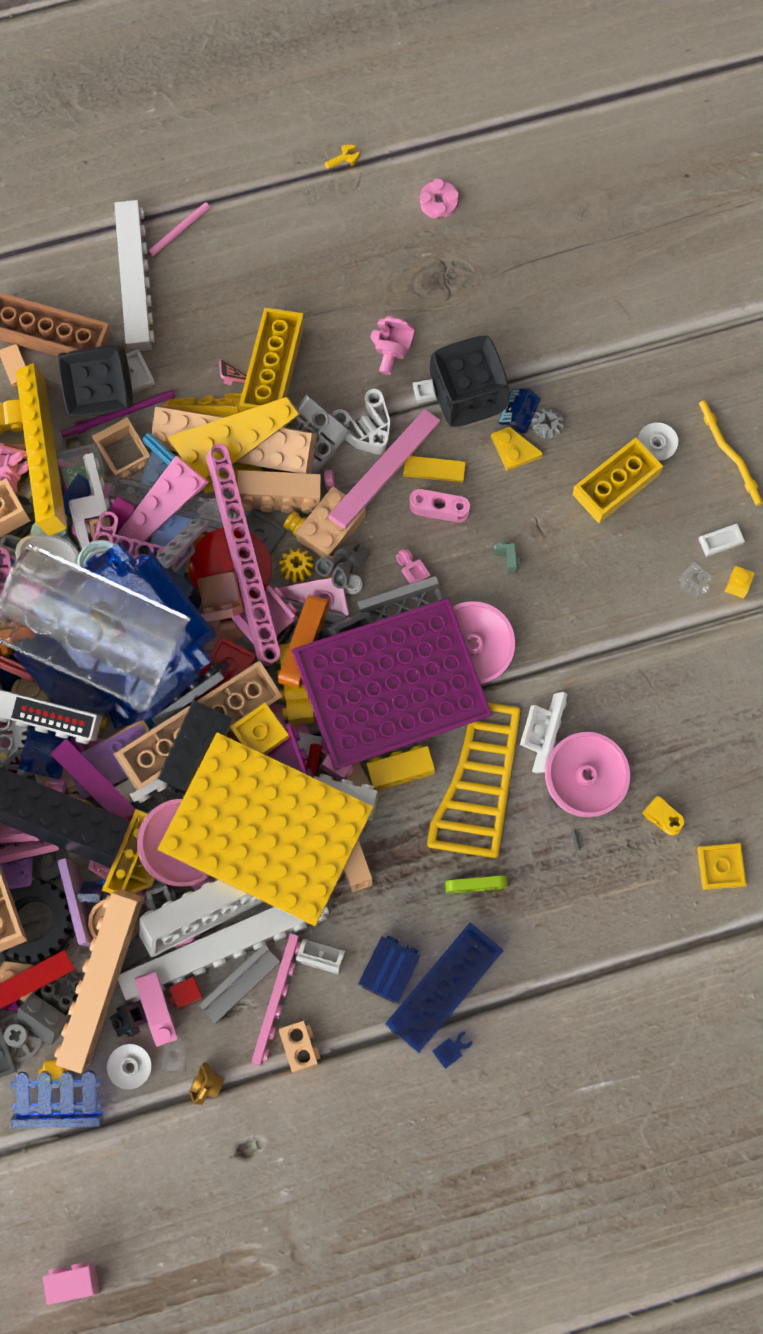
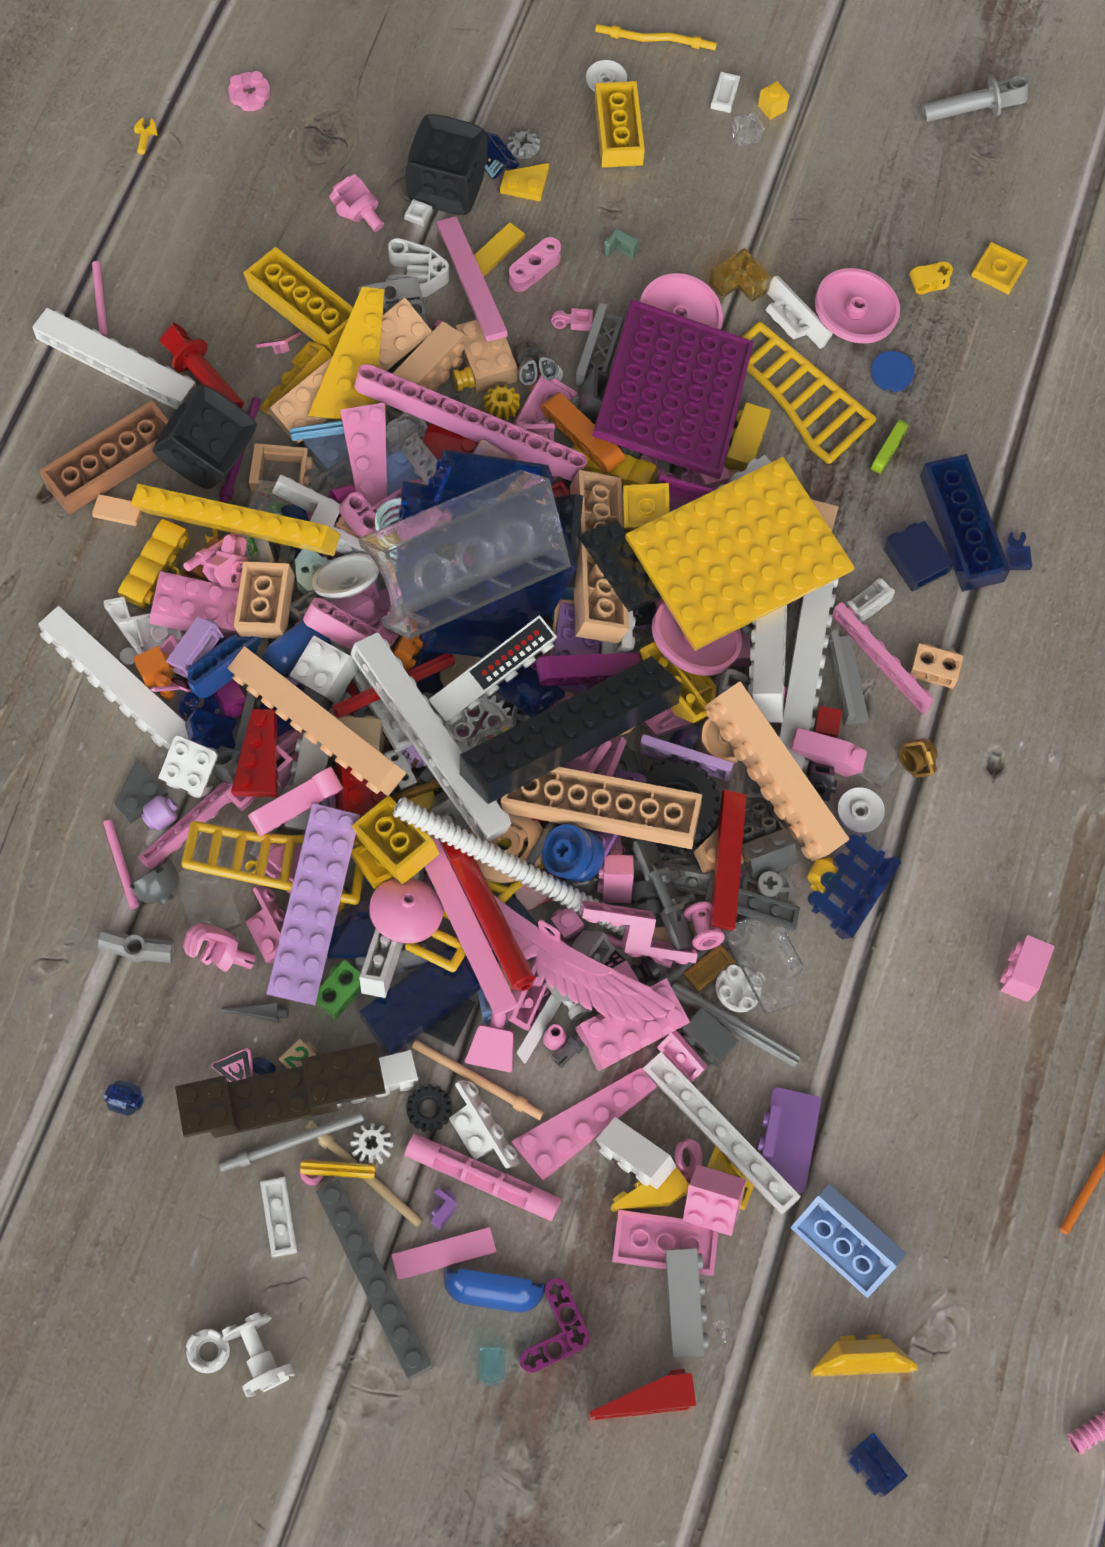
camera: 60 degrees left, 5 degrees down
(170, 320) = (190, 356): none -> red piece
(547, 661) = (740, 272): none -> clear yellow brick
(552, 842) = (892, 371): none -> blue tile

